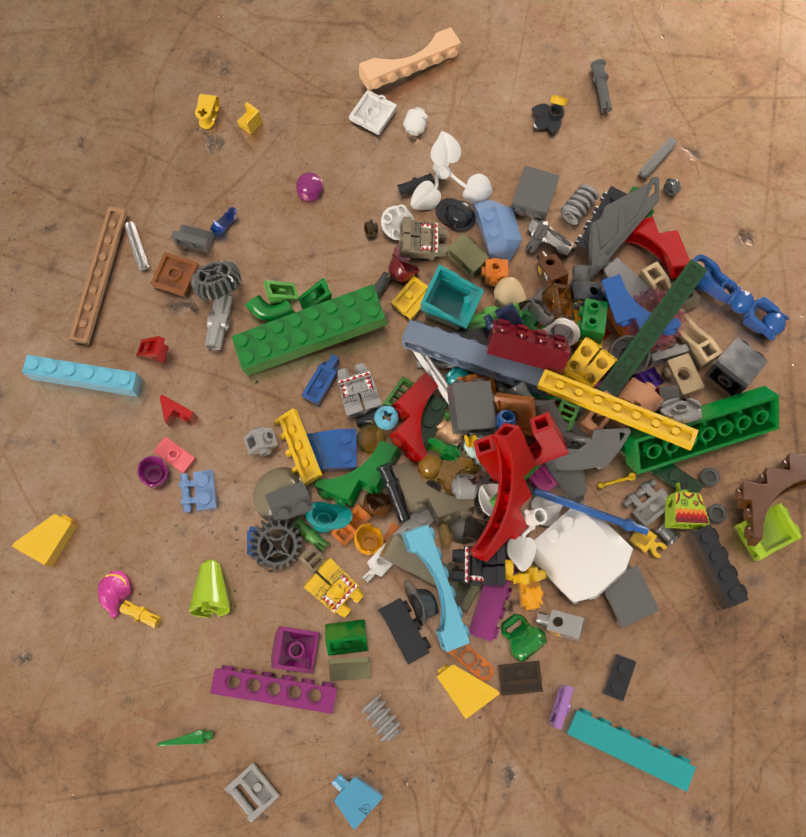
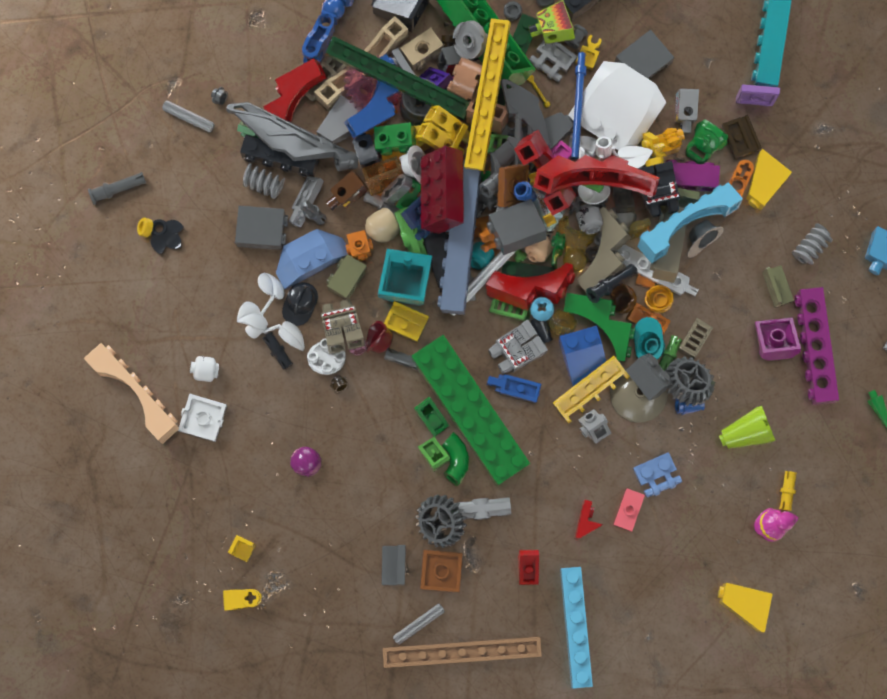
camera: 110 degrees left, 5 degrees up
(152, 471) = (653, 522): magenta hair -> none
(227, 218) = (373, 541): clear blue piece -> none
(338, 592) = (712, 312): yellow hips -> none
(346, 637) = (751, 296): green panel -> none
(405, 630) = (731, 245): black brick -> none
(619, 677) = (715, 54): black plate -> none

